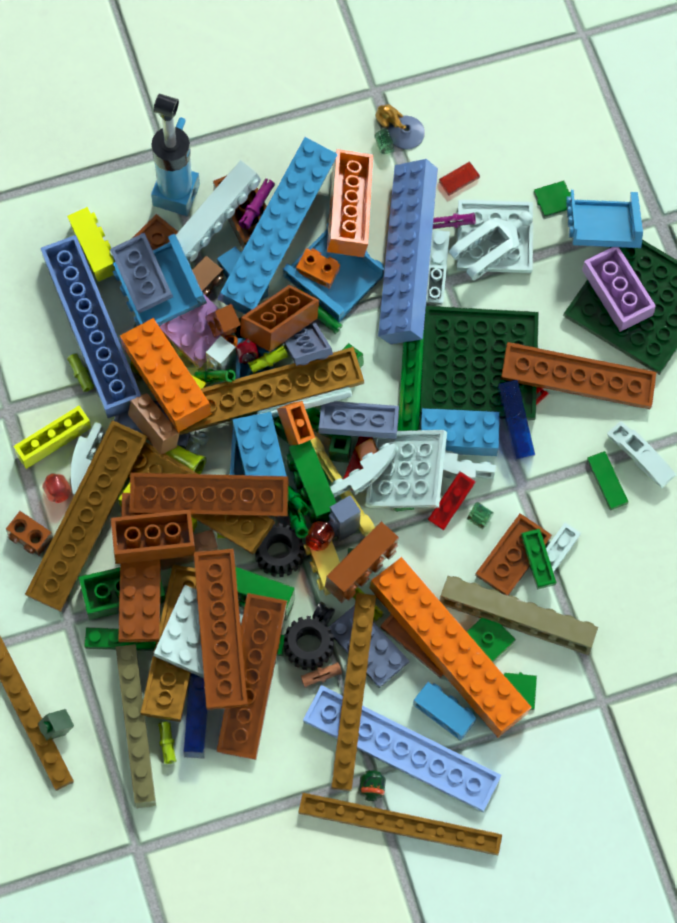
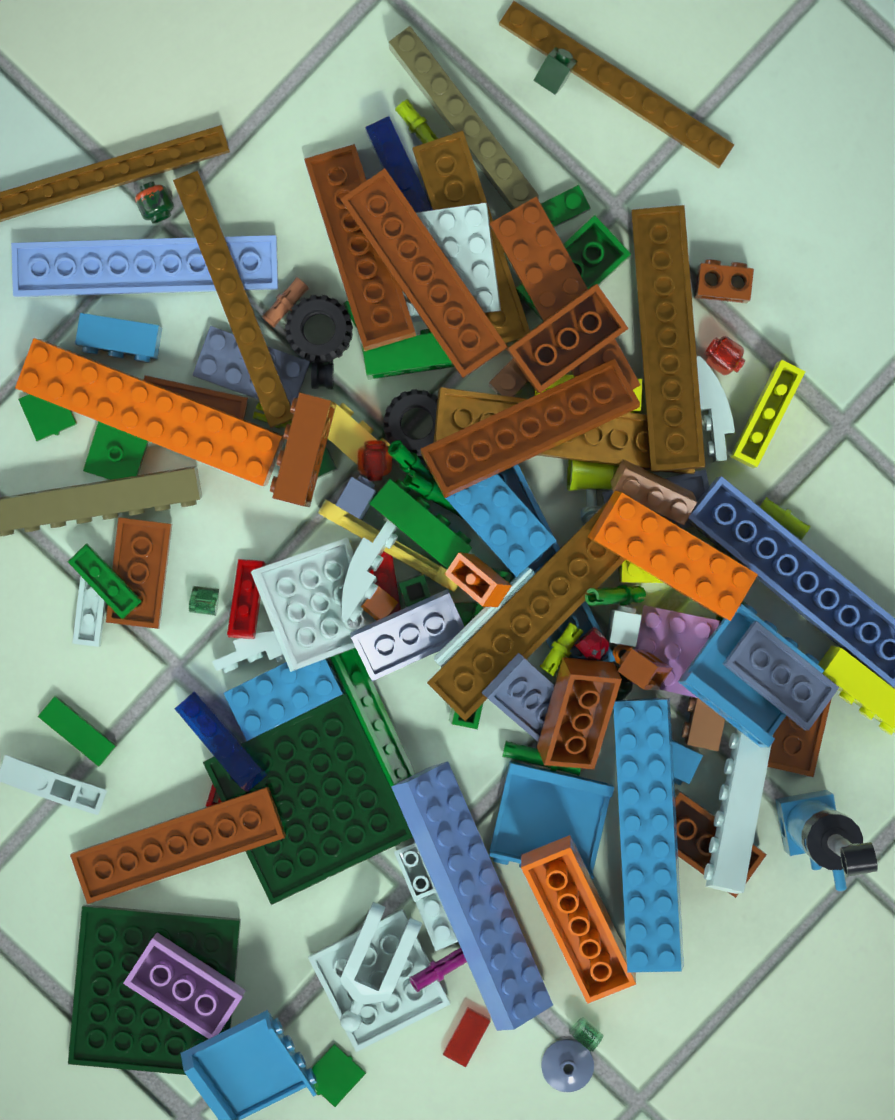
camera: 150 degrees right, 20 degrees up
(253, 209) = (692, 840): magenta pin -> none
(318, 268) = (571, 812): orange brick -> none
(388, 113) = (601, 1076): pearl gold piece -> none

